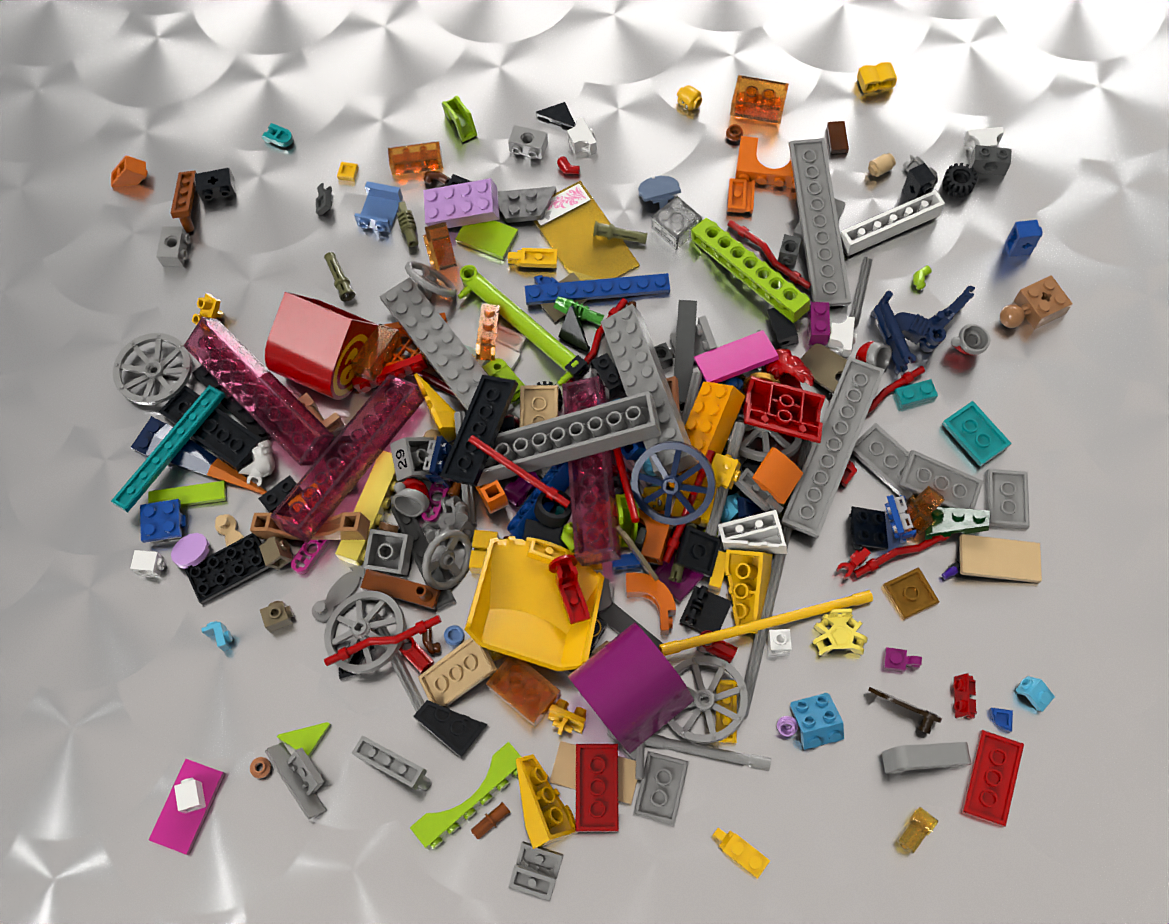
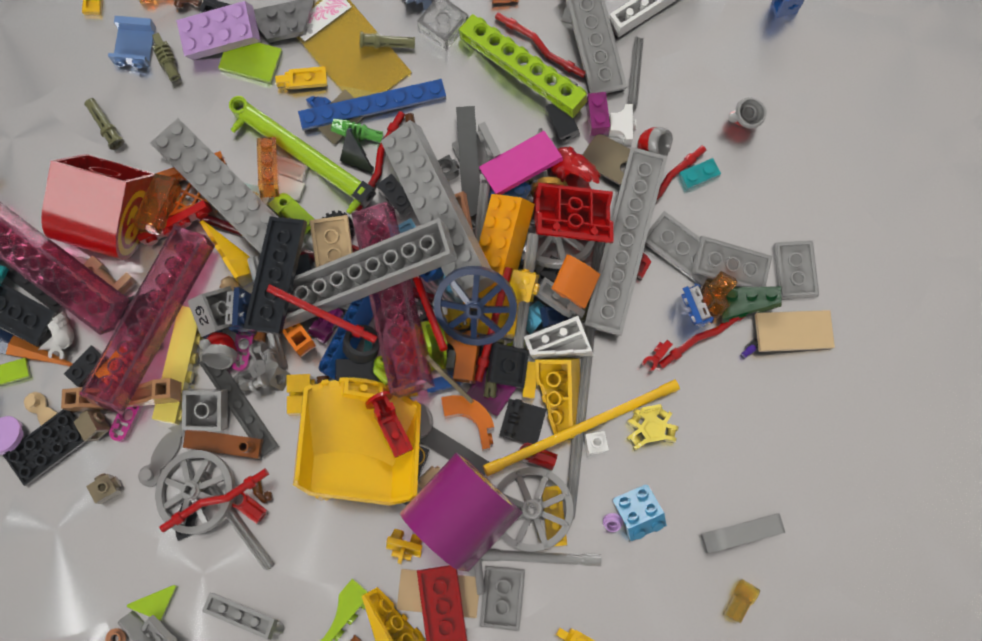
camera: 15 degrees left, 10 degrees up
(222, 635) = (53, 515): medium azure bracket -> none
(323, 201) = (72, 41): dark grey plate -> none
(385, 526) = (200, 383): medium nougat tile -> none
(428, 281) = (198, 120): light grey piece -> none
(439, 246) = (203, 80): clear orange brick -> none
(444, 557) = (262, 408): light grey piece -> none
(449, 727) = (293, 572): black wing -> none
(454, 635) = (283, 481): medium blue tile -> none
(457, 673) = (291, 522): tan tile -> none
(523, 689) = (359, 526): clear orange brick -> none
(792, 244) = (560, 31): dark grey brick -> none
(868, 528) = (668, 318): black hinge -> none
(897, 660) = (708, 443): magenta plate -> none
(911, 593) = (714, 376): pearl gold tile -> none
(914, 328) = (692, 107): dark blue piece -> none
(919, 277) = (691, 51): lime arm -> none
(929, 717) = (742, 493): dark brown brick -> none
(964, 688) = (772, 460): red hinge -> none
(976, 433) = (761, 208): teal plate -> none
(992, 778) = (805, 541): red tile -> none
(1002, 718) = (809, 484): blue tile -> none
(1036, 692) = (837, 455): medium azure bracket -> none
(1038, 303) = (809, 66): medium nougat brick -> none

